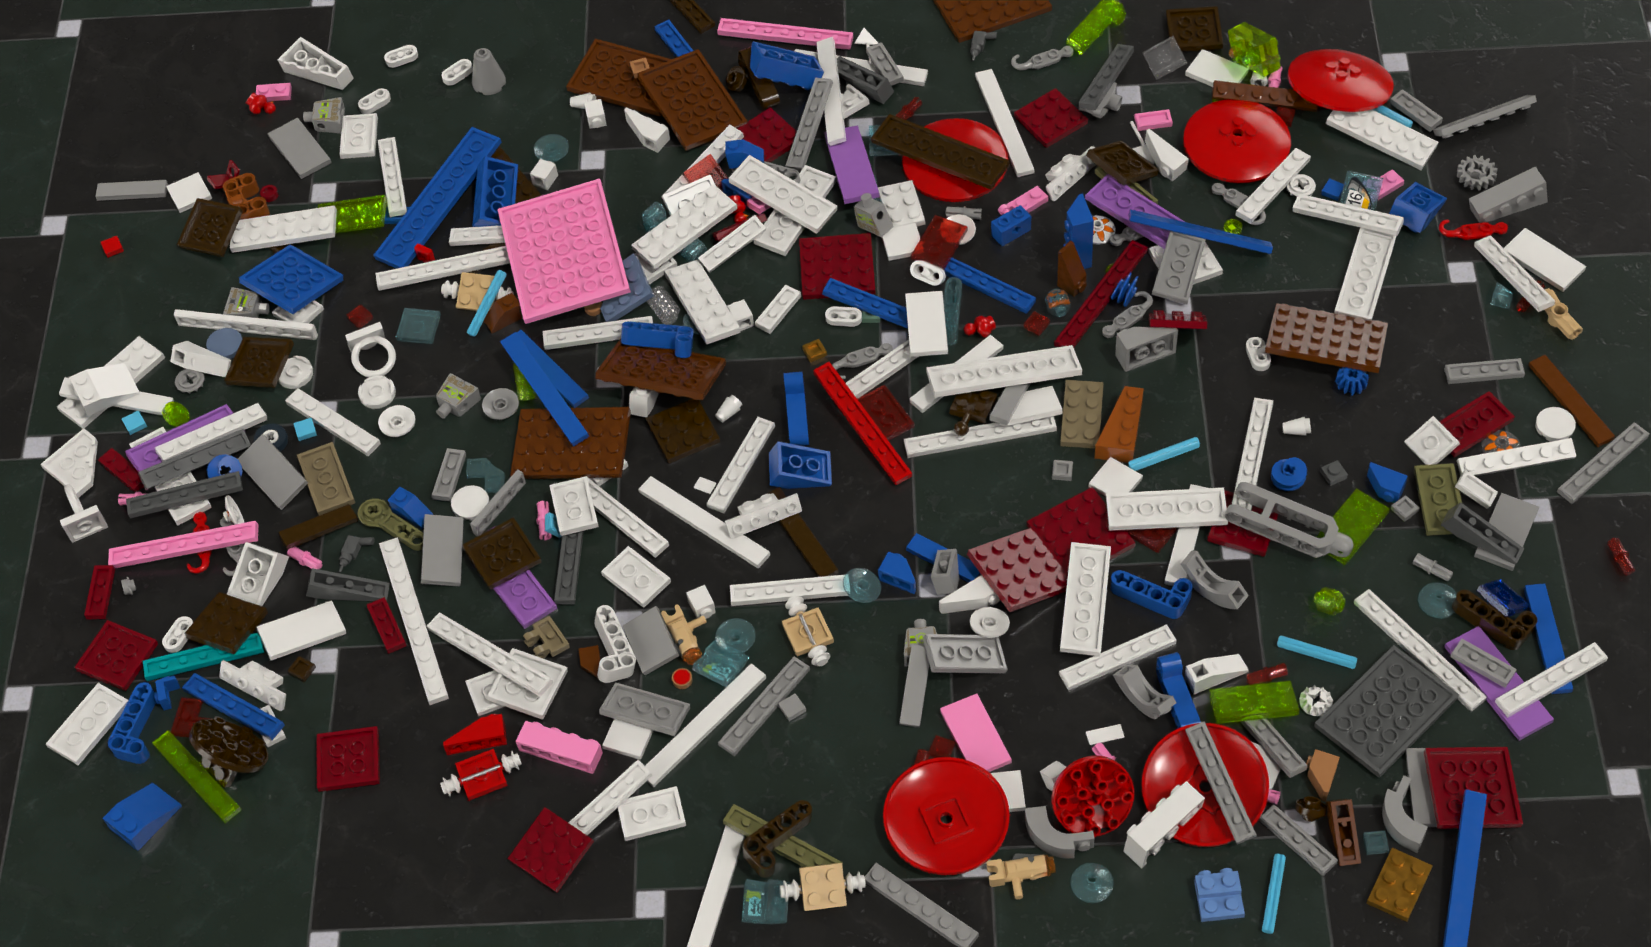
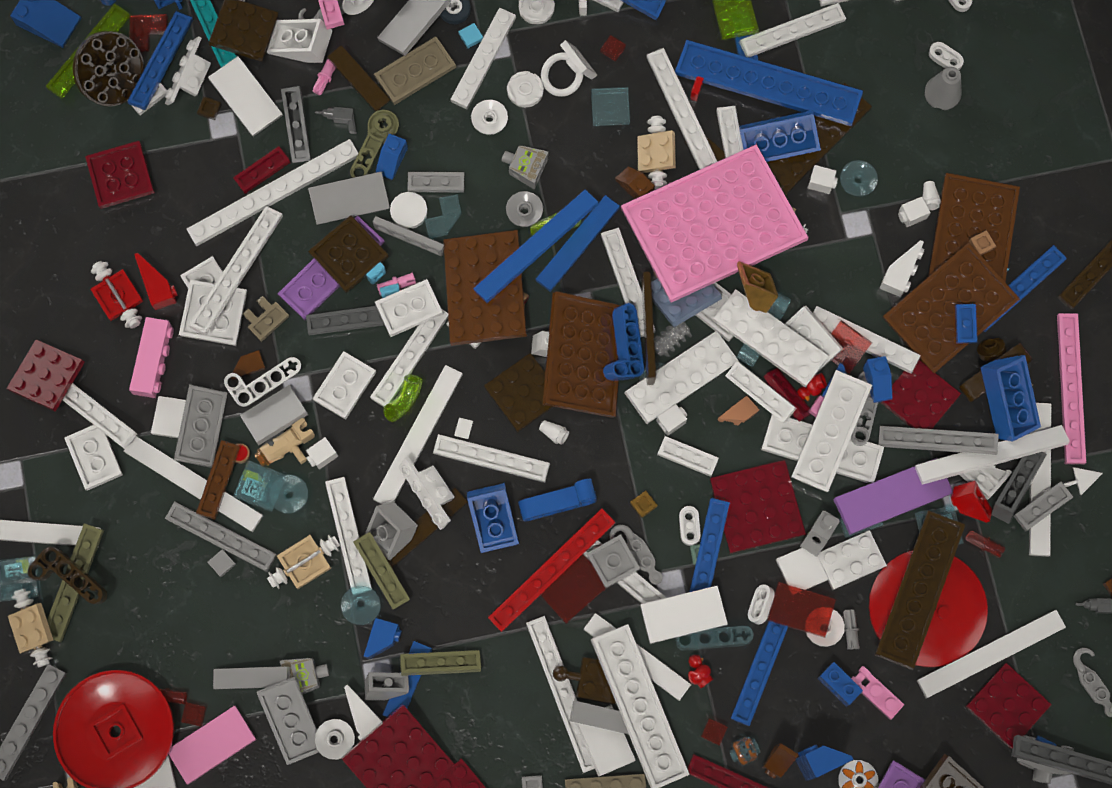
camera: 75 degrees right, 20 degrees up
(486, 303) = (641, 164): medium azure axle -> none
(529, 533) = (376, 273): none -> medium azure tile
(637, 222) = (758, 287): none -> pearl gold slope
(650, 312) = (648, 328): none -> dark brown tile
(663, 524) = (405, 399): none -> clear neon green cylinder
(705, 696) = (218, 480): none -> reddish brown tile
(710, 86) = (966, 323): none -> blue plate
(746, 264) = (740, 412): none -> nougat slope
(793, 550) = (391, 528): none -> light grey slope
(832, 561) = (381, 570): none -> olive plate
(865, 372) = (613, 561): none -> light grey plate
(868, 111) = (971, 501): none -> red slope
(932, 524) = (440, 663): none -> olive plate
(1067, 173) = (929, 735): white bracket -> none

